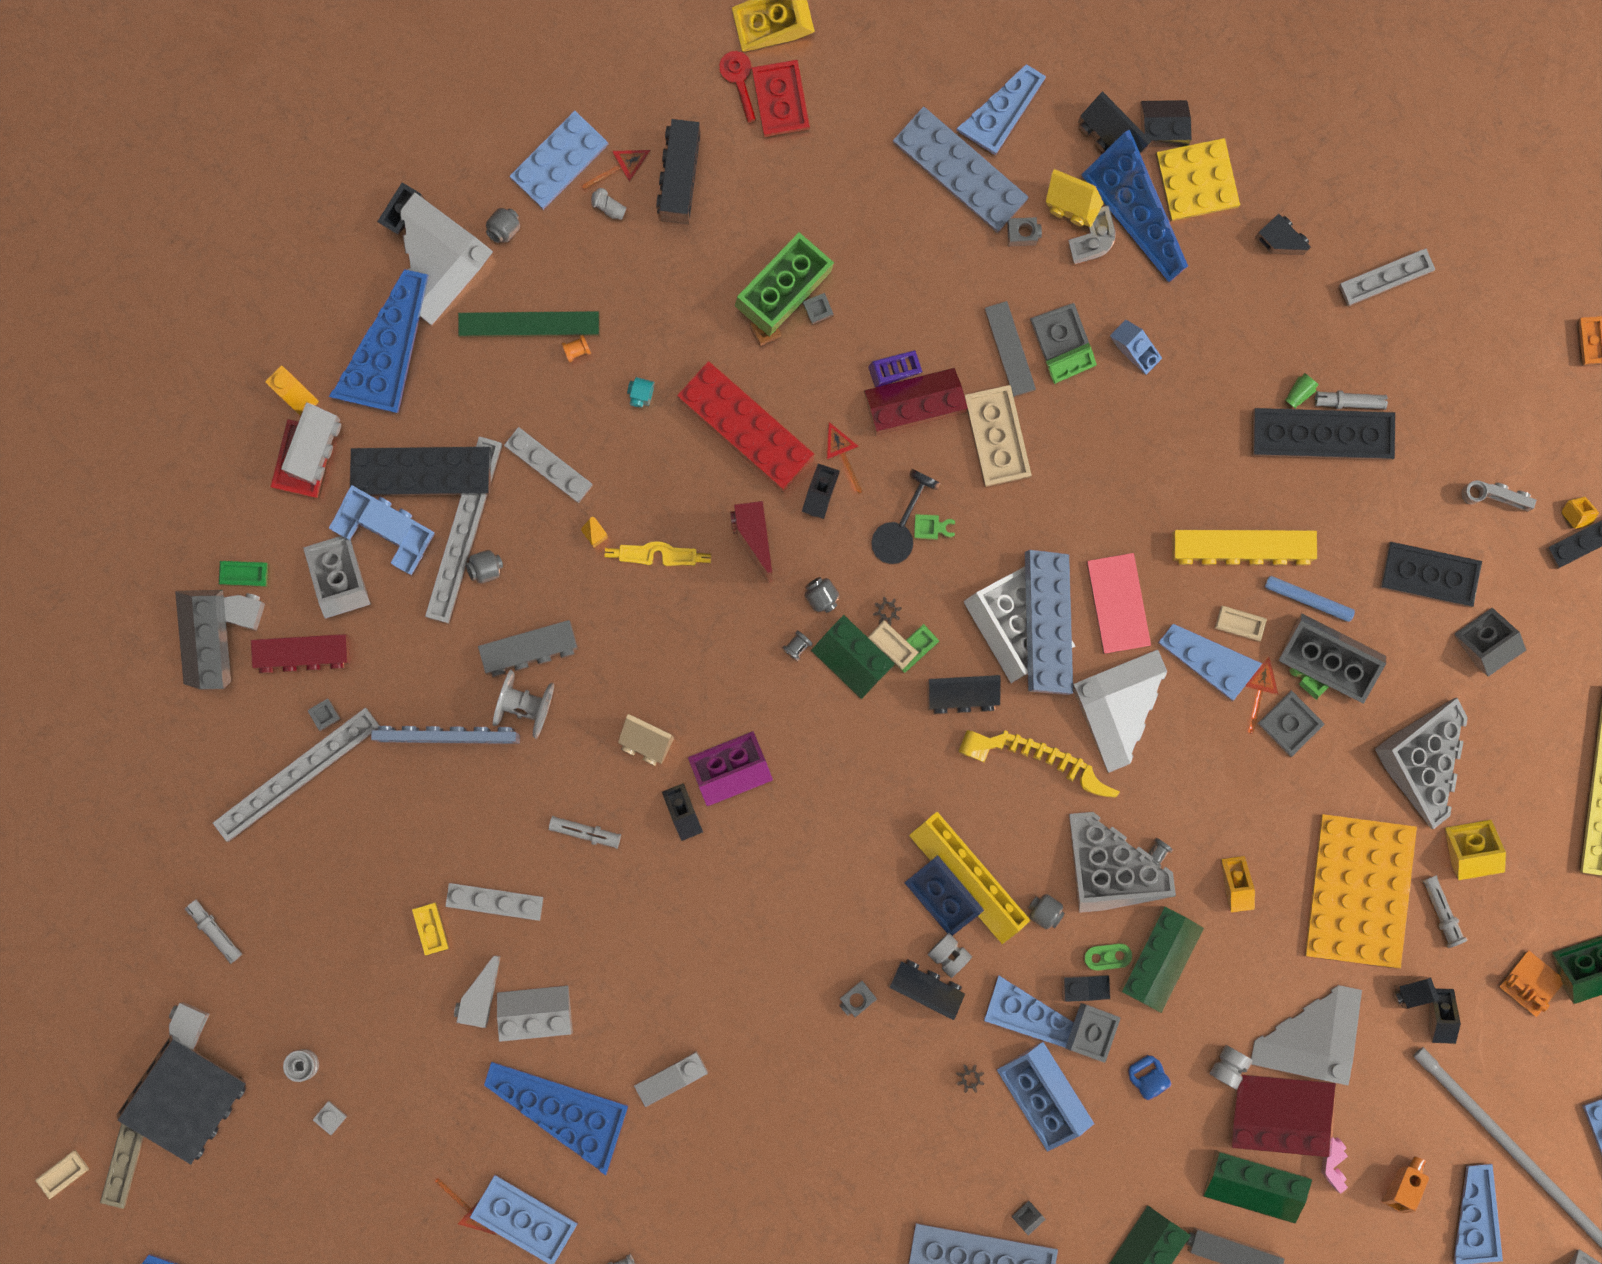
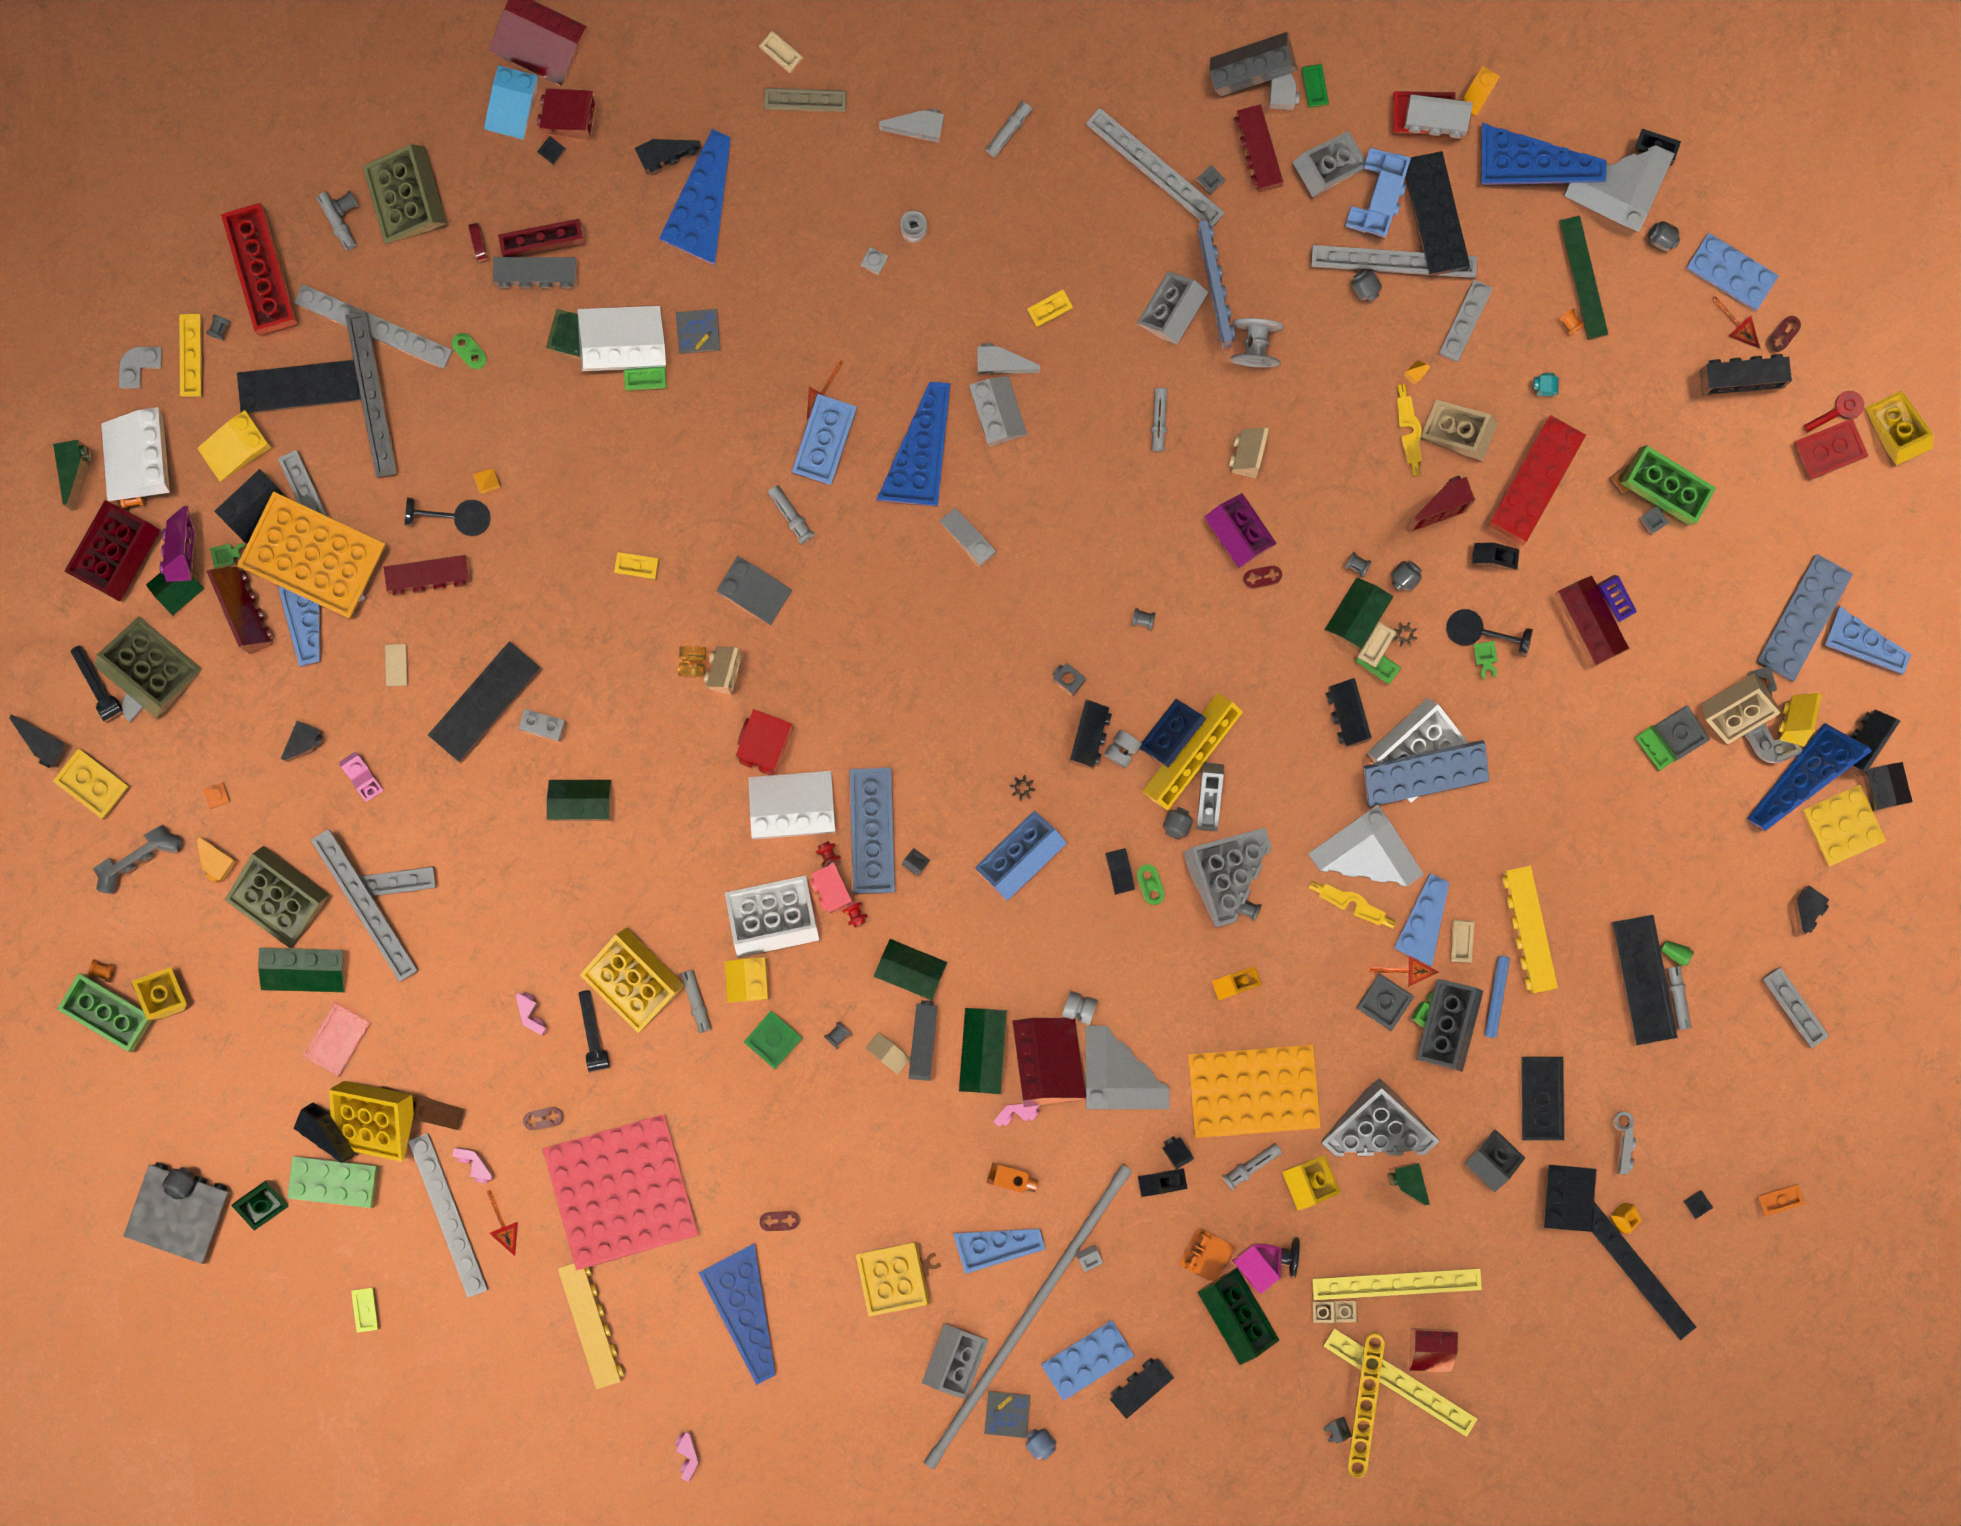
camera: 85 degrees right, 0 degrees up
(181, 1100) = (864, 134): black panel -> none
(460, 789) = (1172, 307): none -> light grey slope
(494, 901) = (1084, 357): light grey plate -> none
(527, 648) = (1305, 337): dark grey brick -> none
(607, 204) = (1702, 322): light grey arm -> none
(637, 122) = (1787, 336): none -> dark red beam
(670, 499) = (1460, 429): none -> tan slope
(682, 812) = (1194, 497): black slope -> none
(794, 756) = (1263, 582): none -> dark red beam
(807, 899) = (1143, 619): none -> dark grey bush
(839, 444) = (1539, 563): piece -> none
(978, 746) = (1306, 736): yellow piece -> none
(997, 436) = (1578, 697): tan plate -> none
(1010, 349) = (1656, 693): dark grey tile -> none
(1023, 868) = (1210, 796): none -> light grey slope
(1024, 1014) = (1086, 824): medium blue wing -> none
(1049, 262) = (1740, 708): none -> tan slope
(1092, 1032) = (1083, 883): dark grey plate -> none
(1118, 603) = (1456, 832): coral tile -> none
(1136, 346) = (1683, 801): medium blue slope -> none
(1153, 1082) = (1051, 944): blue piece -> none
(1161, 959) = (1158, 931): dark green slope -> none
(1167, 746) = (1362, 909): none -> yellow piece
(1498, 744) = (1409, 1182): none -> dark green slope
(1511, 1116) = (1089, 1258): none -> light grey plate
(1549, 569) = (1570, 1198): none -> black slope
(1557, 926) = (1263, 1263): none -> dark pink piece
(1579, 431) = (1698, 1204): none -> black tile

